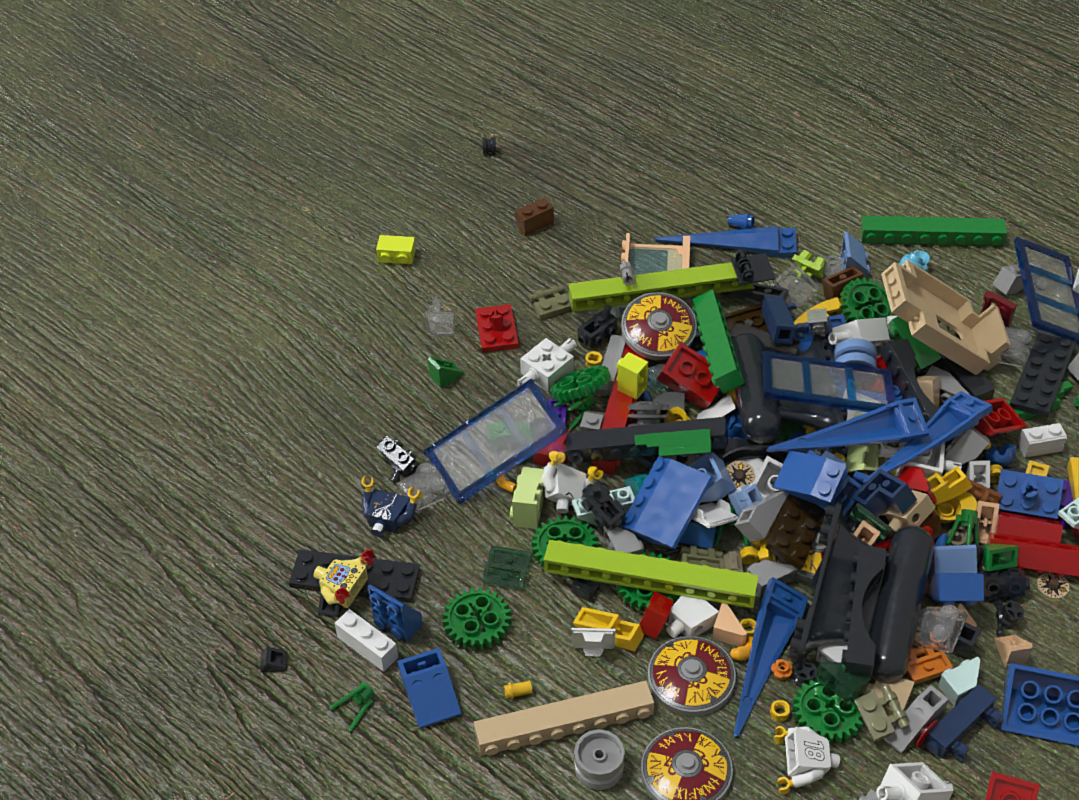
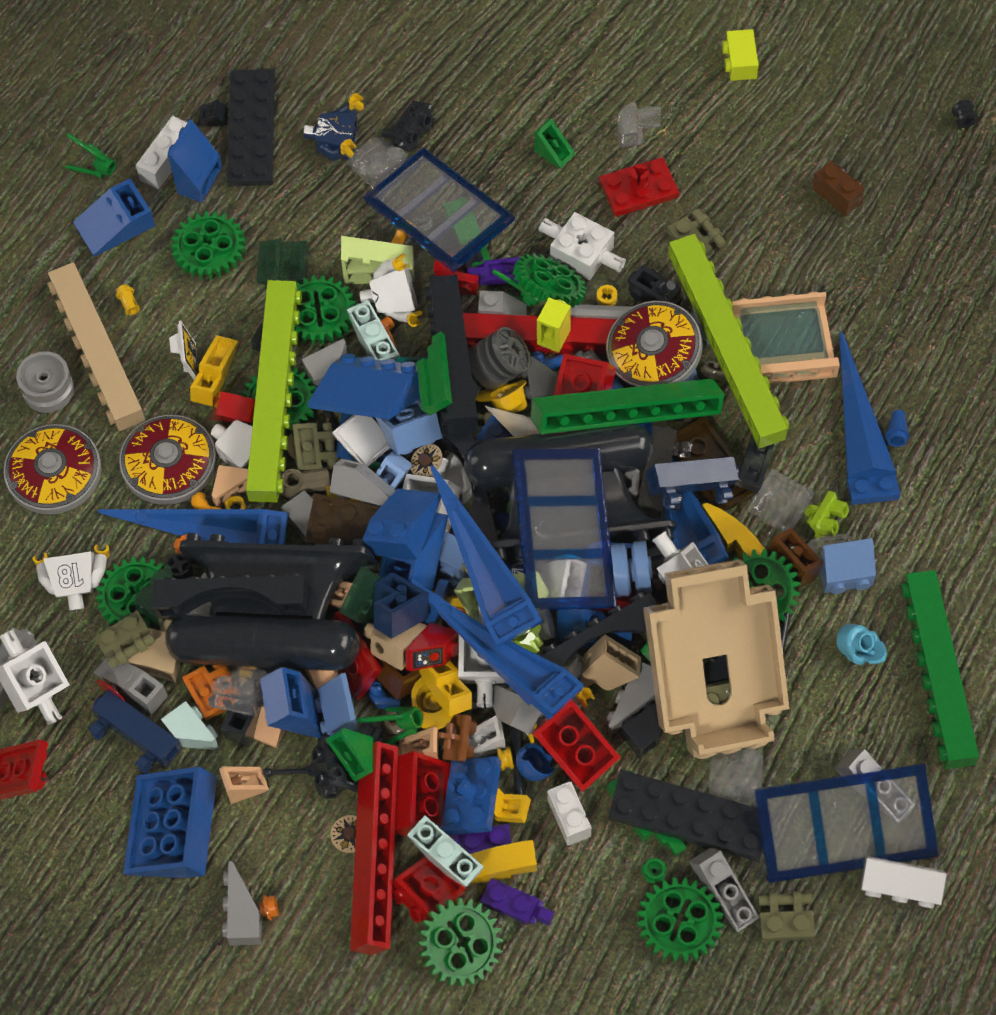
camera: 80 degrees right, 15 degrees up
(273, 660) = (138, 83): black slope -> none
(344, 578) = (223, 110): torso -> none
(598, 500) = (353, 325): black brick -> none
(627, 273) = (721, 290): light grey axle -> none
(752, 268) = (766, 432): black hinge -> none
(777, 705) = (133, 542): yellow axle -> none
(818, 322) = (688, 516): light grey slope -> none
(1006, 307) = (780, 747): dark red plate -> none
(1009, 614) = (284, 778): black wheel -> none

